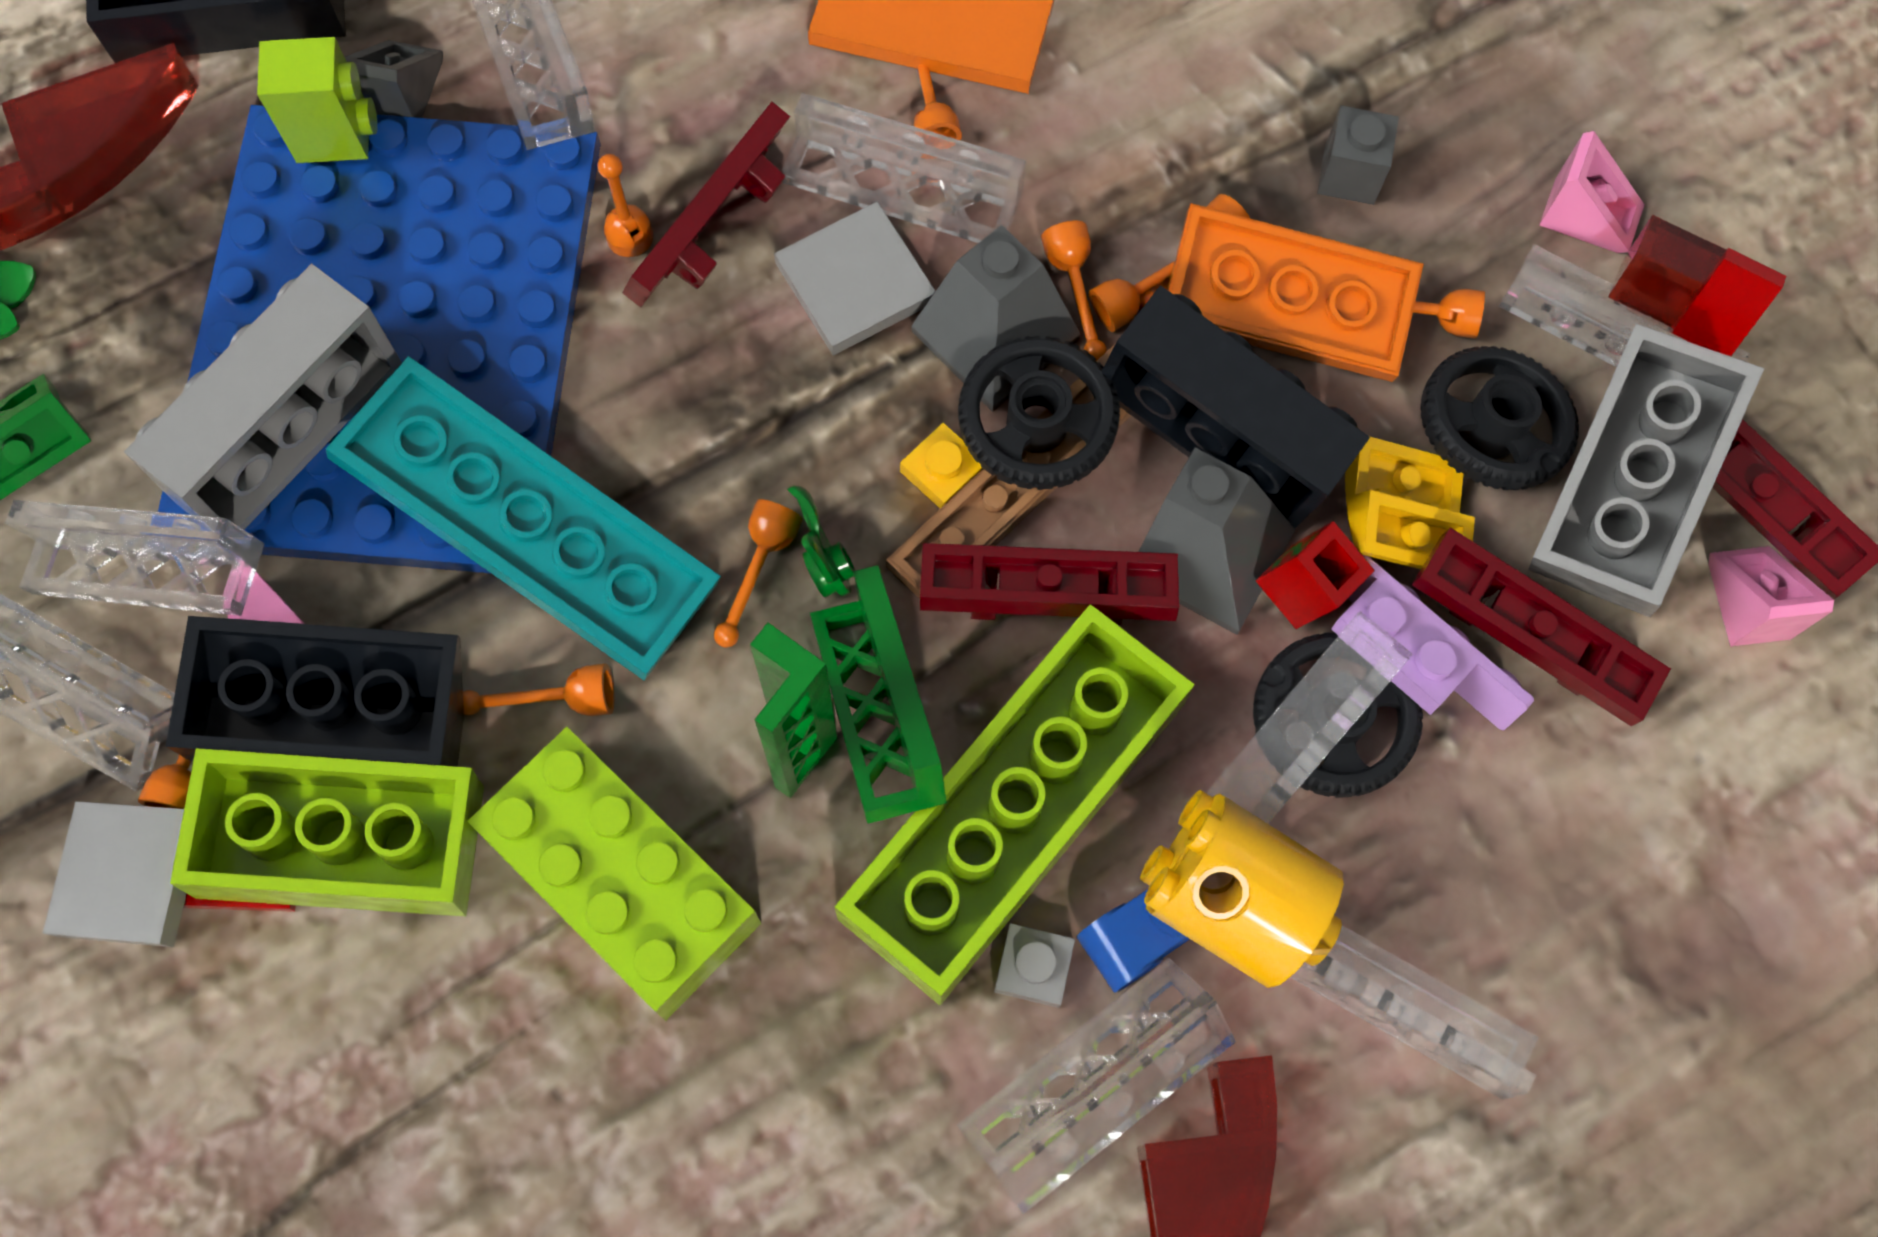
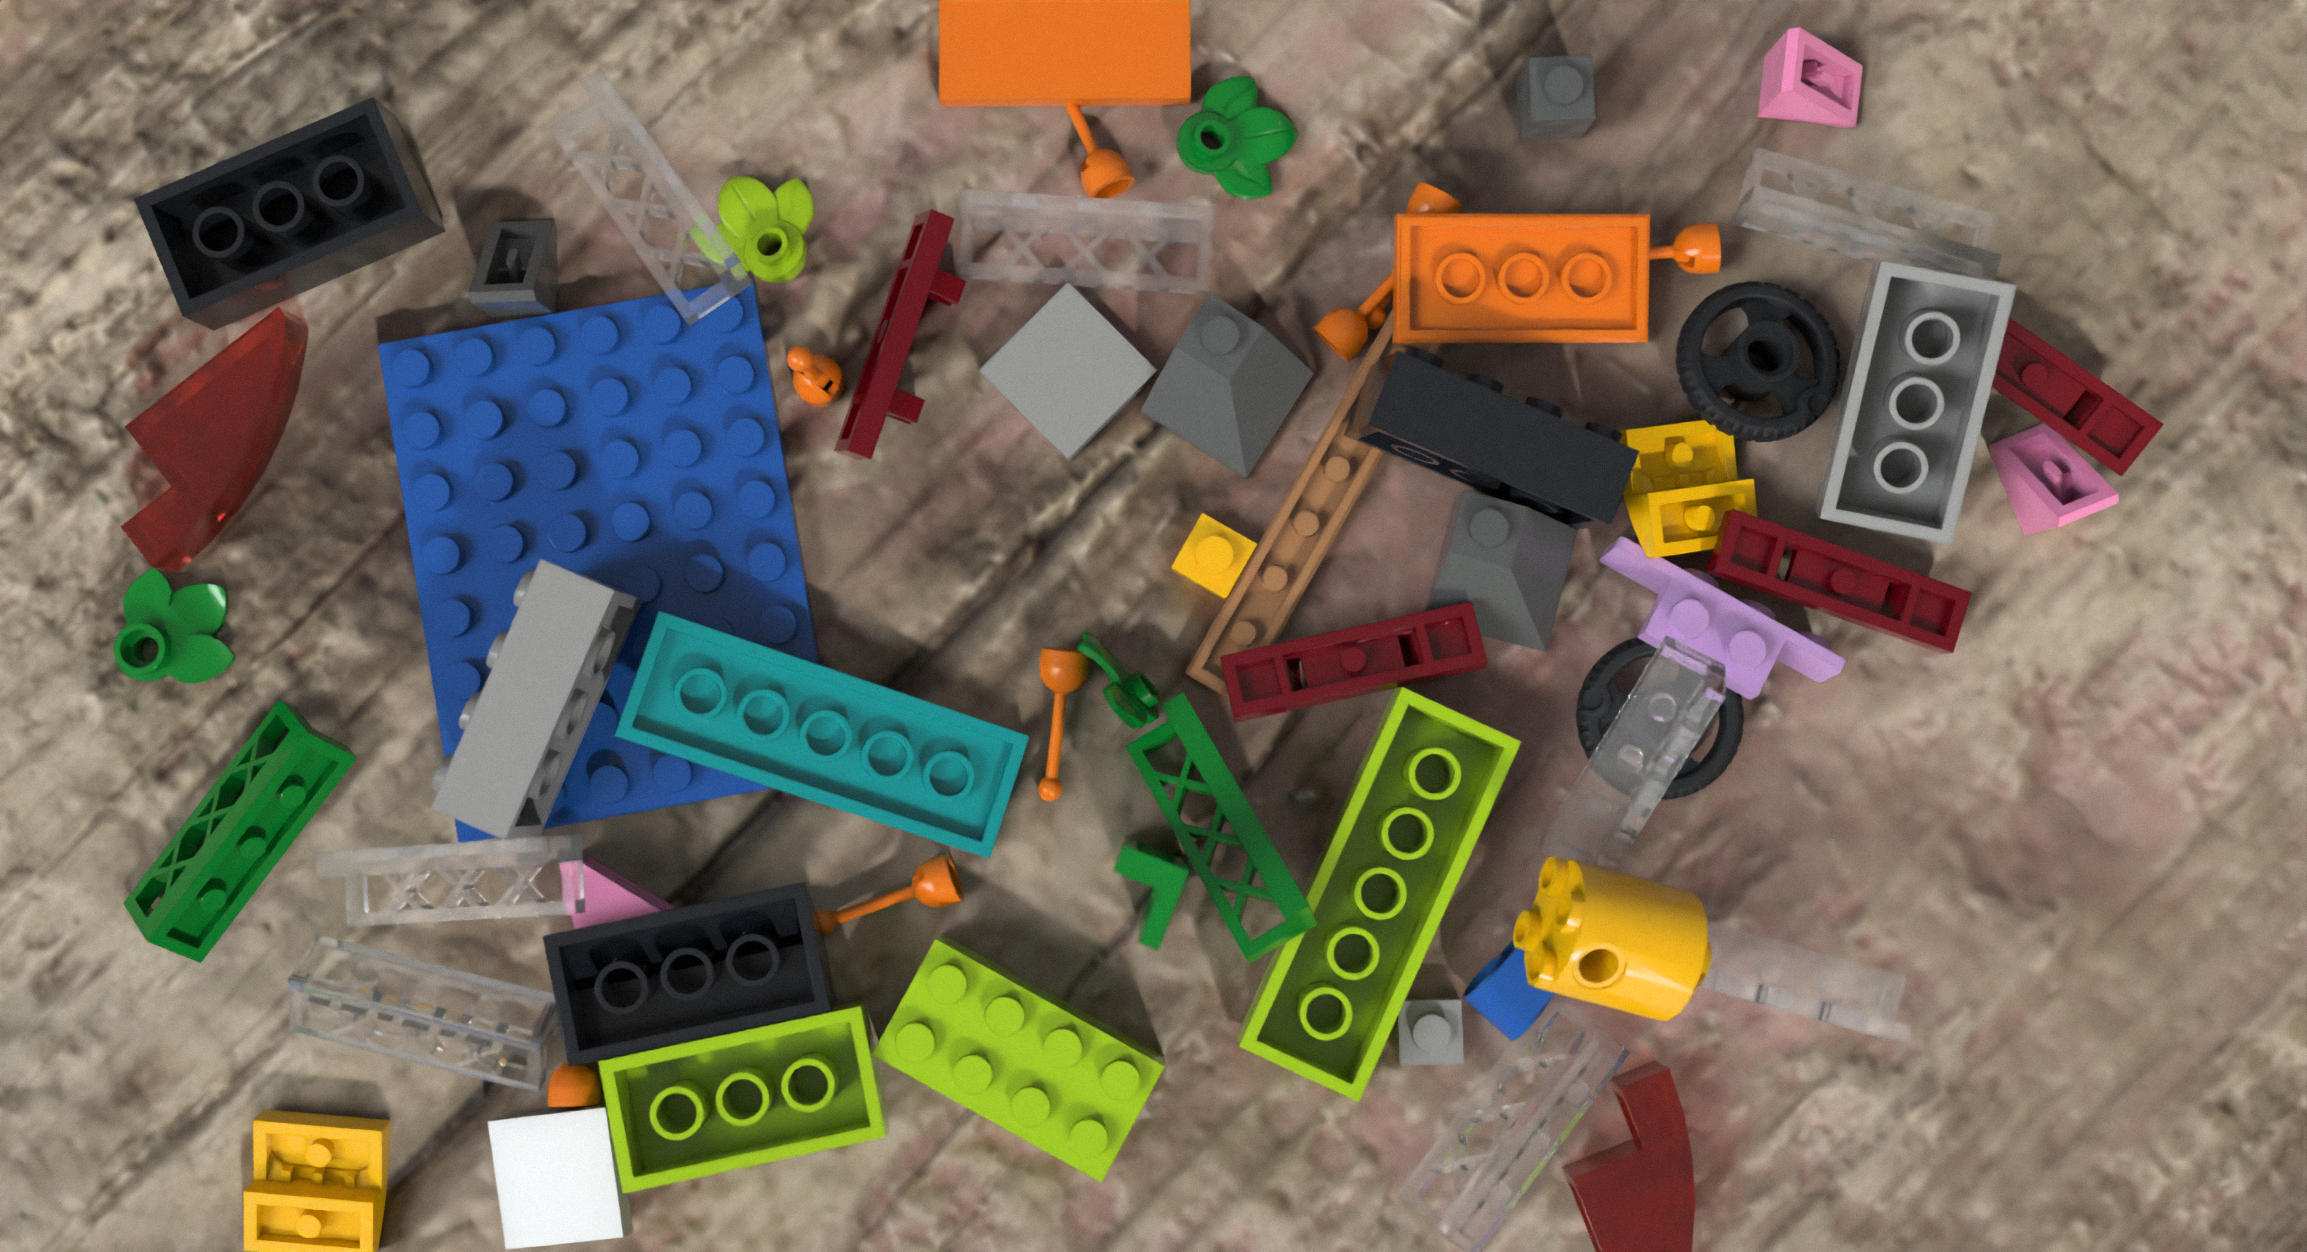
camera: 15 degrees left, 15 degrees up
(315, 99) = (462, 349): lime brick -> none
(625, 99) = (759, 219): none -> lime plate
(1002, 450) = (1266, 439): black wheel -> none
(1063, 127) = (1245, 137): none -> green plate
(1067, 249) = (1280, 286): orange hinge -> none
(1315, 575) = (1610, 586): red brick -> none
(1664, 270) = (1921, 159): clear red brick -> none
(1728, 303) = (1967, 195): red tile -> none

